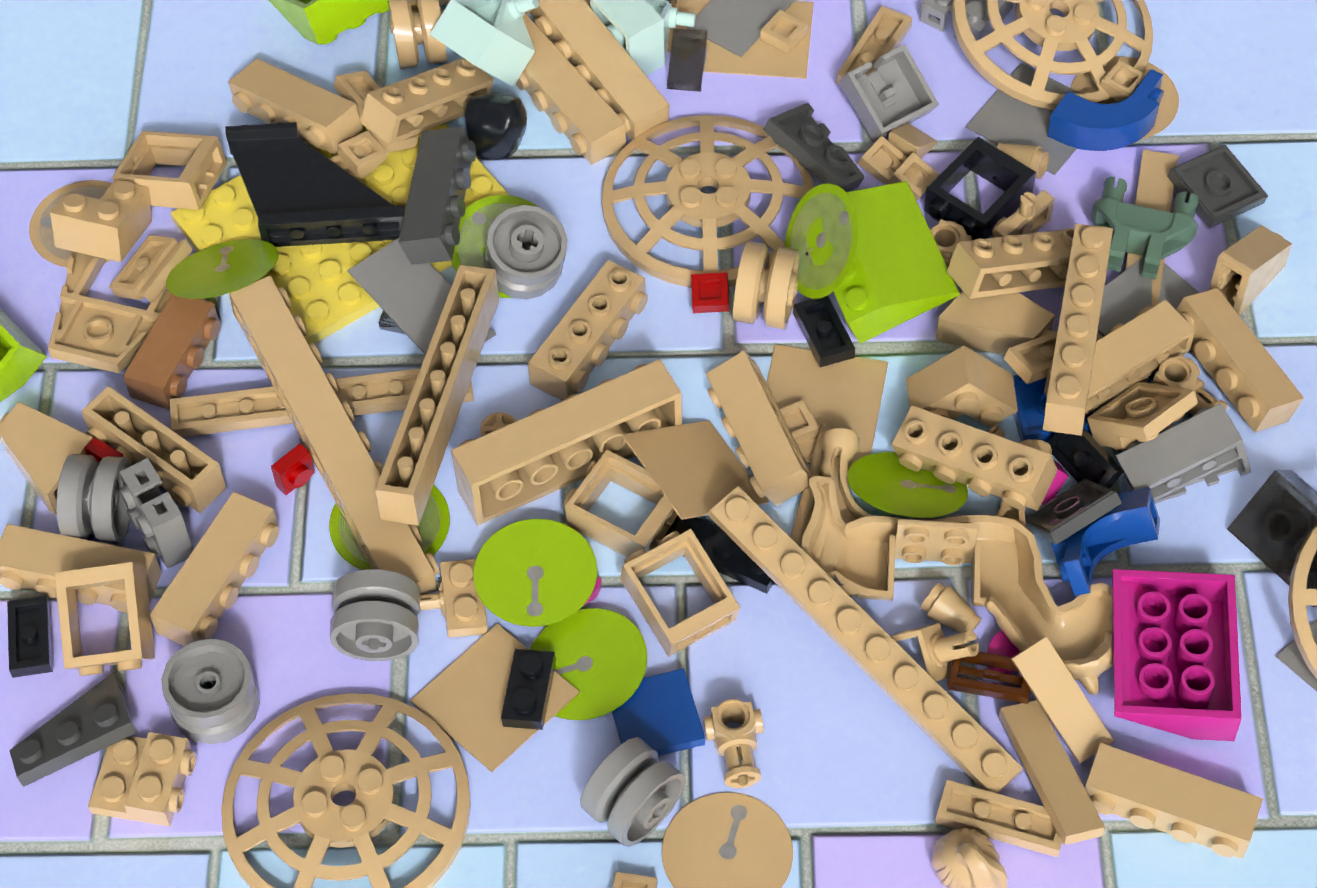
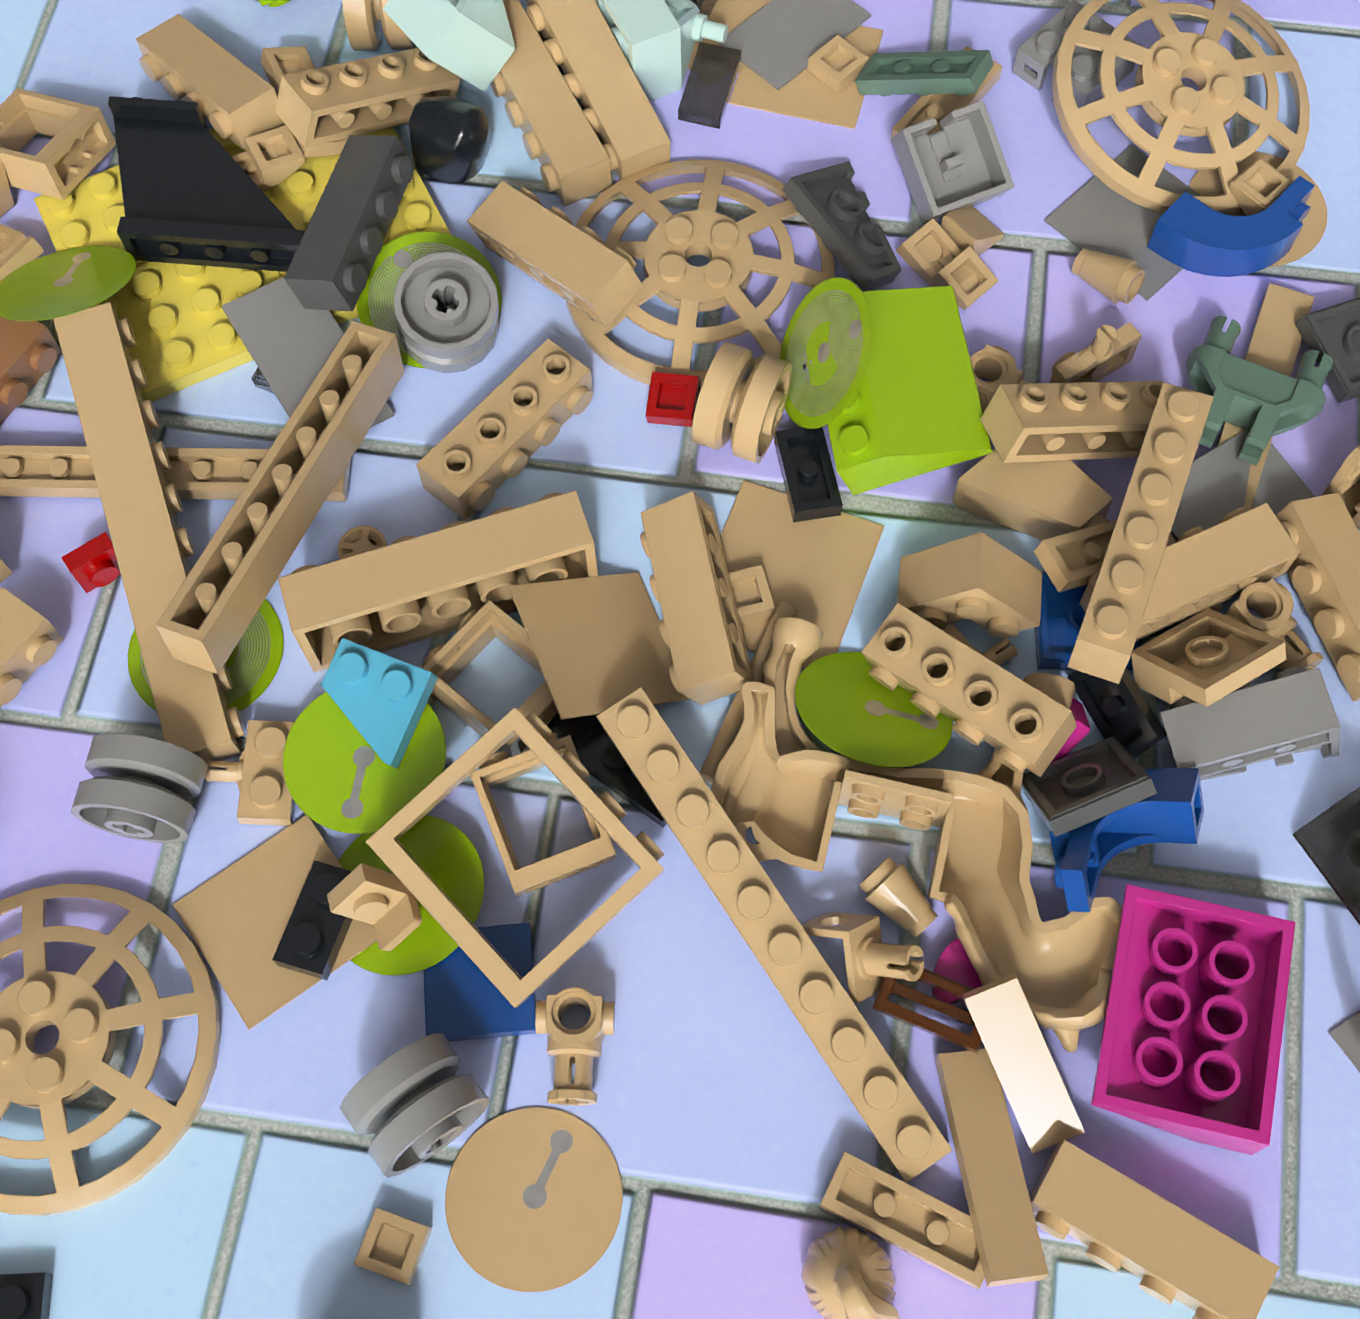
camera: 10 degrees right, 10 degrees up
(539, 526) = (379, 696): none -> medium azure wing
(573, 665) = (378, 900): none -> tan bracket
(599, 197) = (556, 253): none -> tan brick
(633, 664) = (444, 910): none -> tan window
(853, 30) = (924, 73): none -> sand green plate
(992, 166) = (1071, 280): black window -> none

